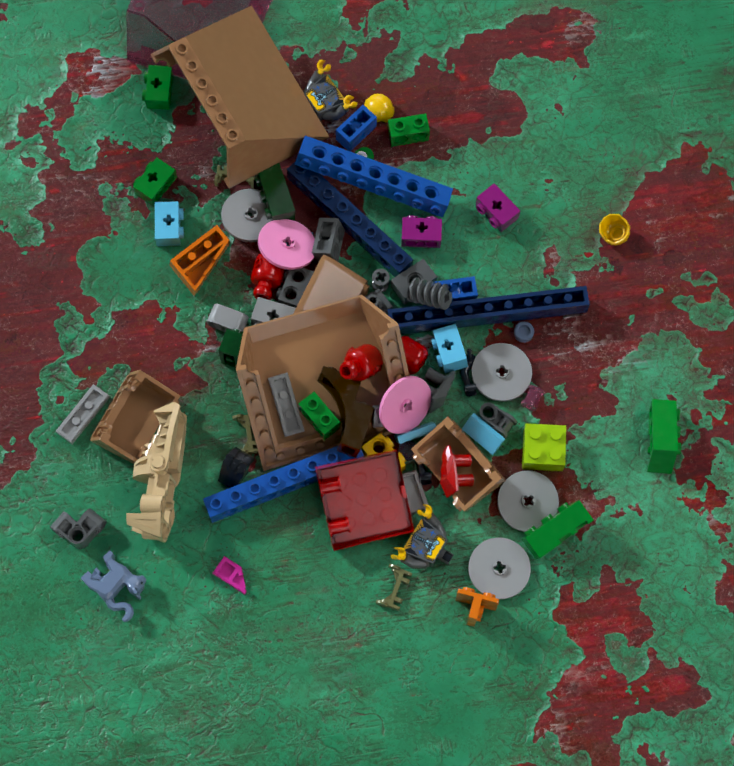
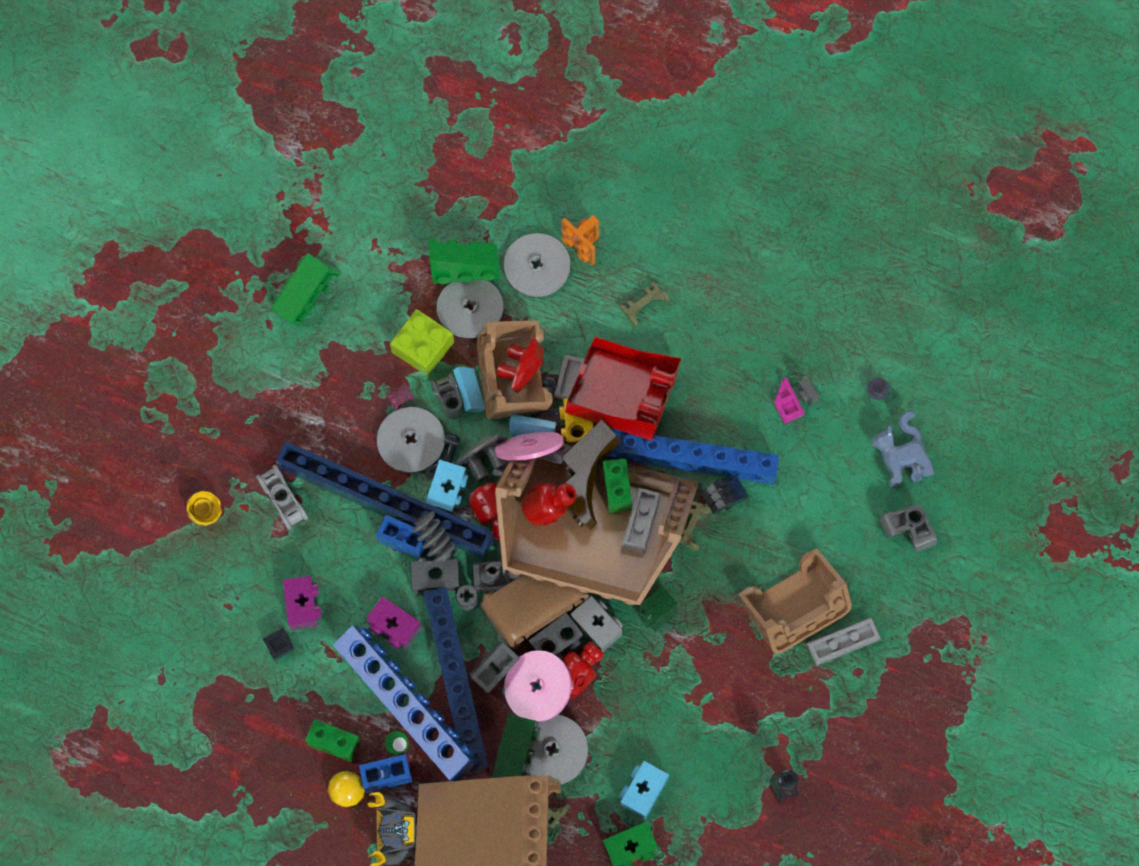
camera: 145 degrees left, 0 degrees up
(66, 280) = (784, 785): none -> black piece
(162, 472) = (804, 528): tan piece -> none
(165, 628) = (878, 389): none -> plate
(200, 258) = (634, 727): orange wedge -> none
(218, 588) = (807, 393): none -> dark grey plate
(226, 318) = (644, 649): light grey beam -> none
(425, 543) = (592, 319): torso -> none
(493, 172) = (278, 644): none -> black plate
(523, 332) = (363, 465): sand blue tile -> none
(557, 264) = (289, 508): none -> light grey piece

